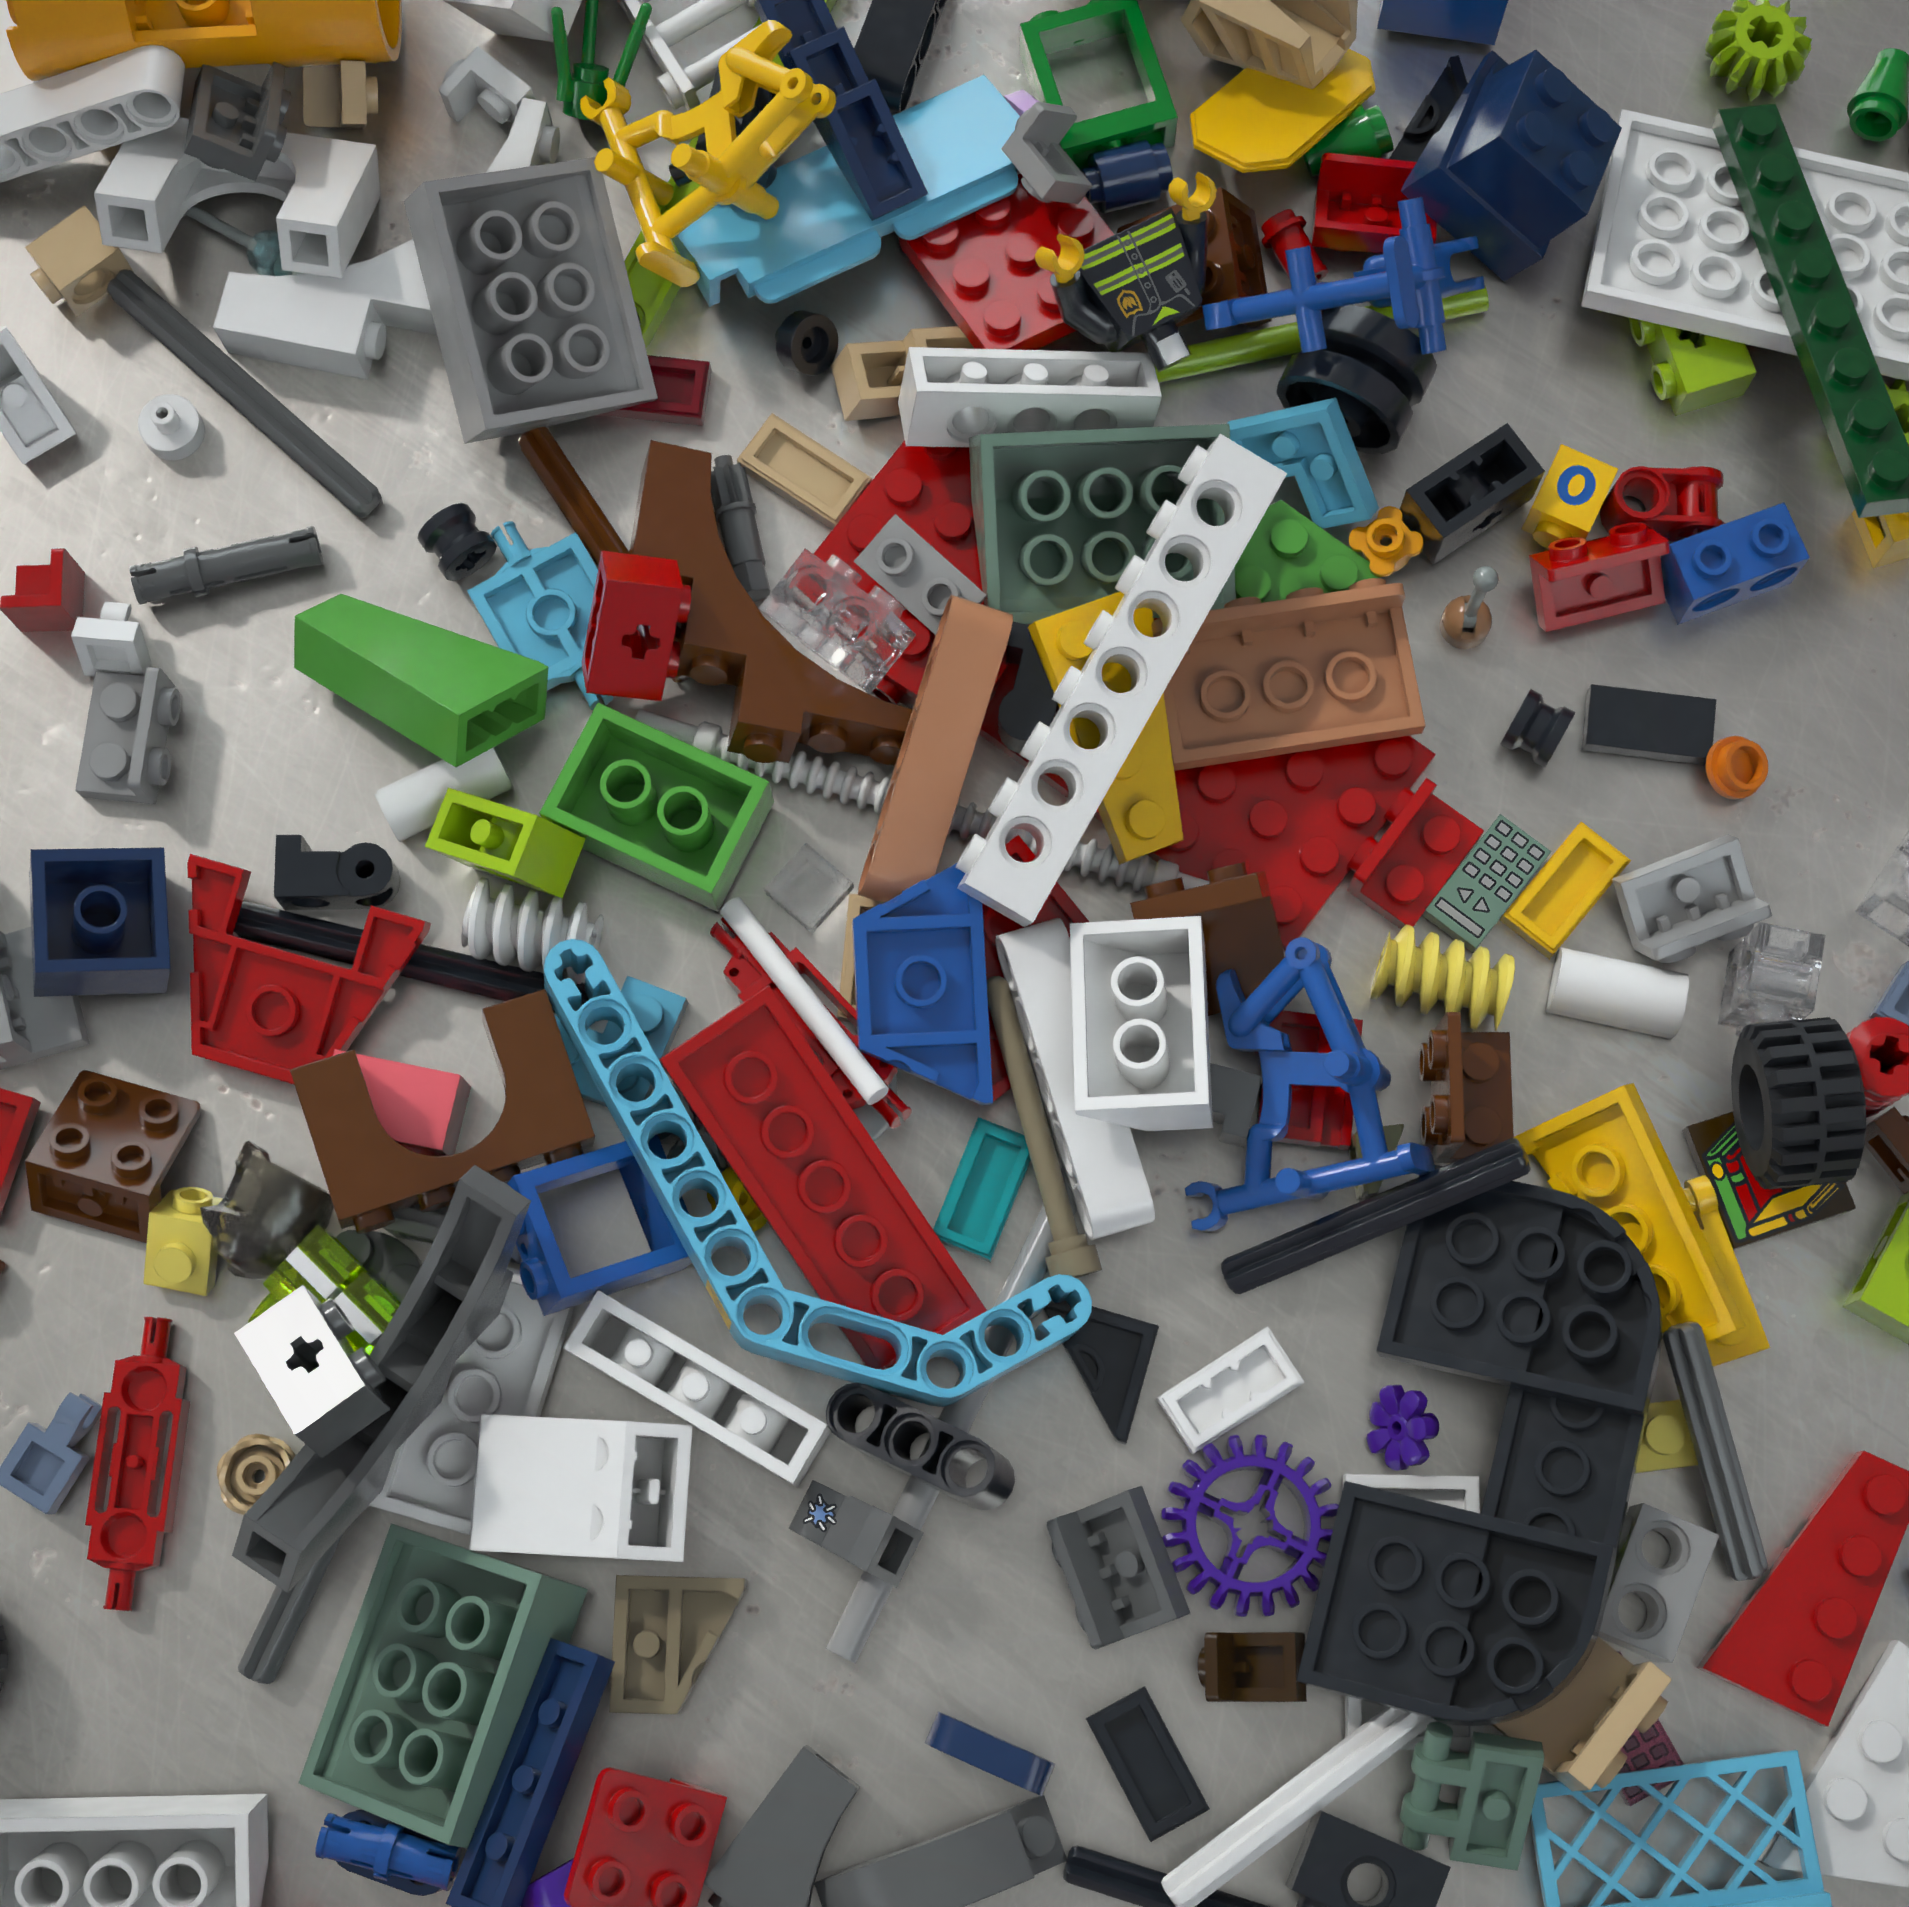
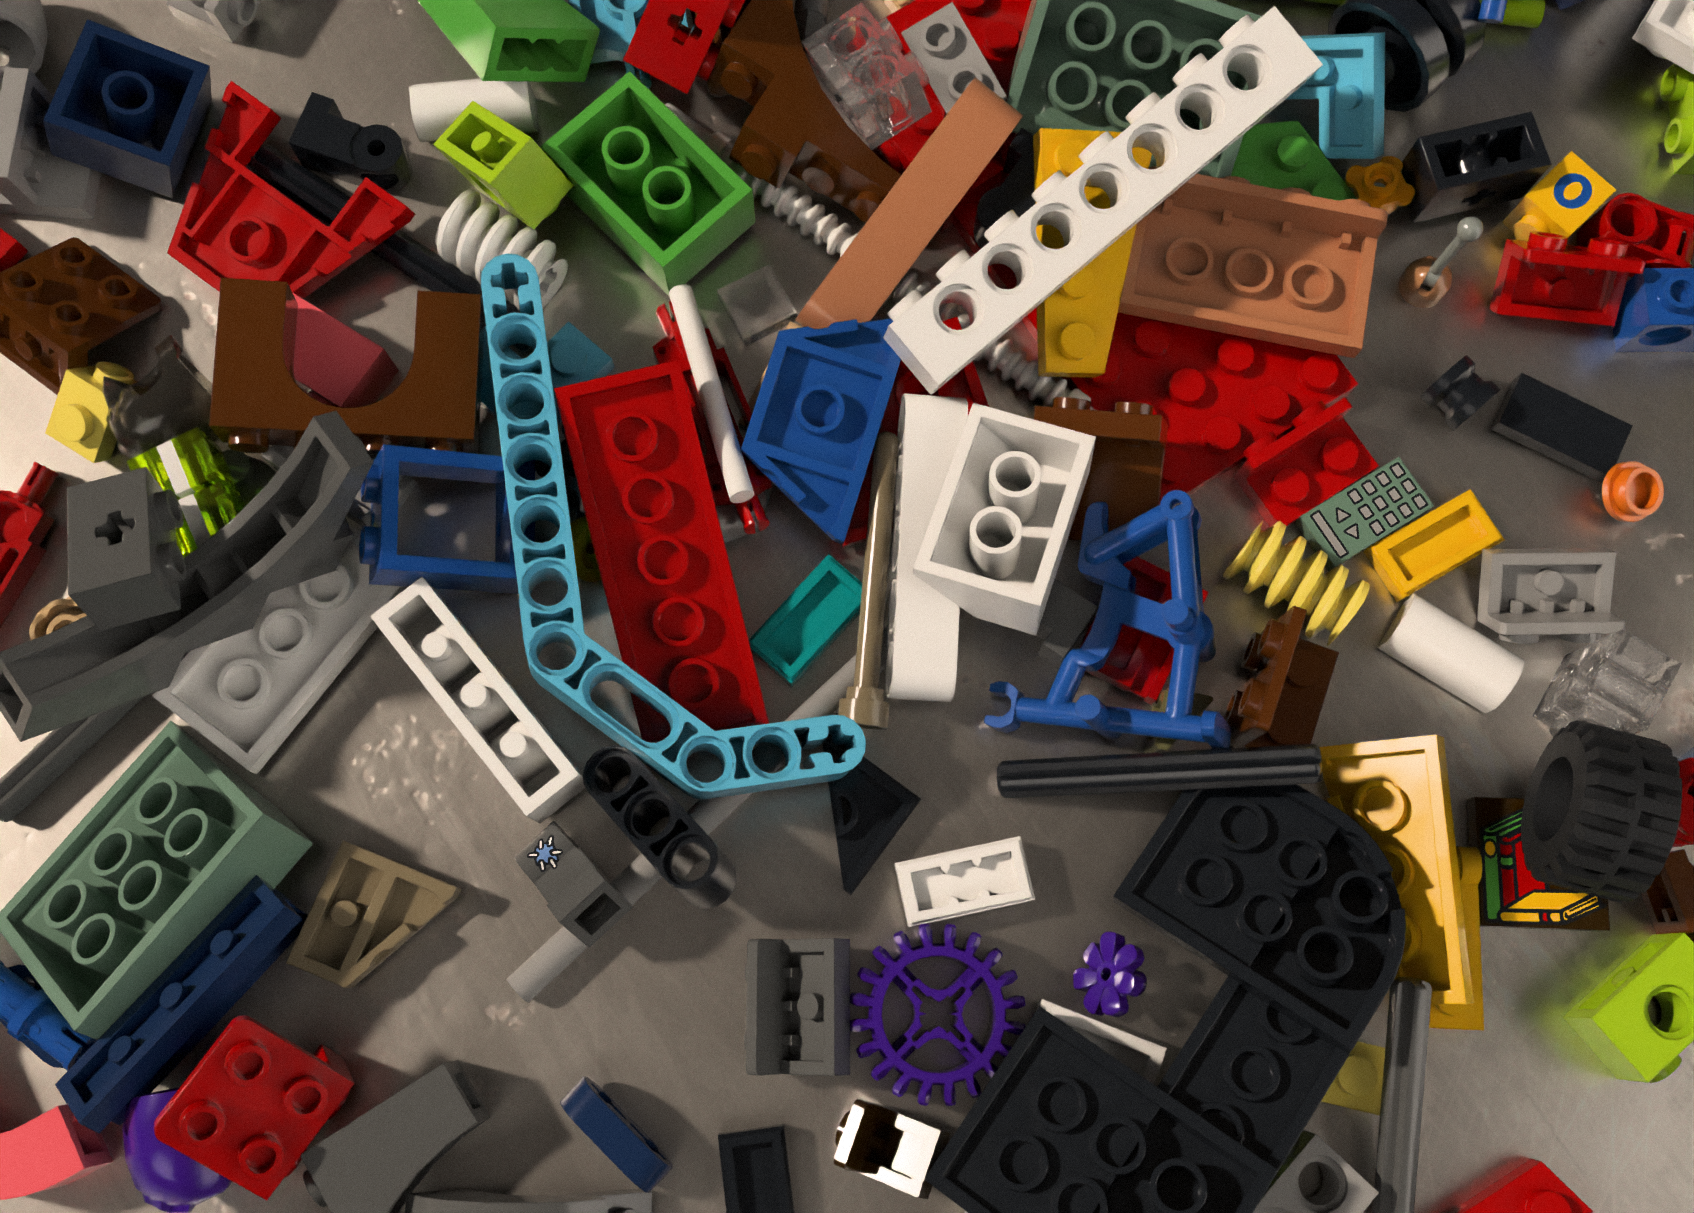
camera: 15 degrees right, 0 degrees up
(581, 1487) = (337, 749): white slope -> none

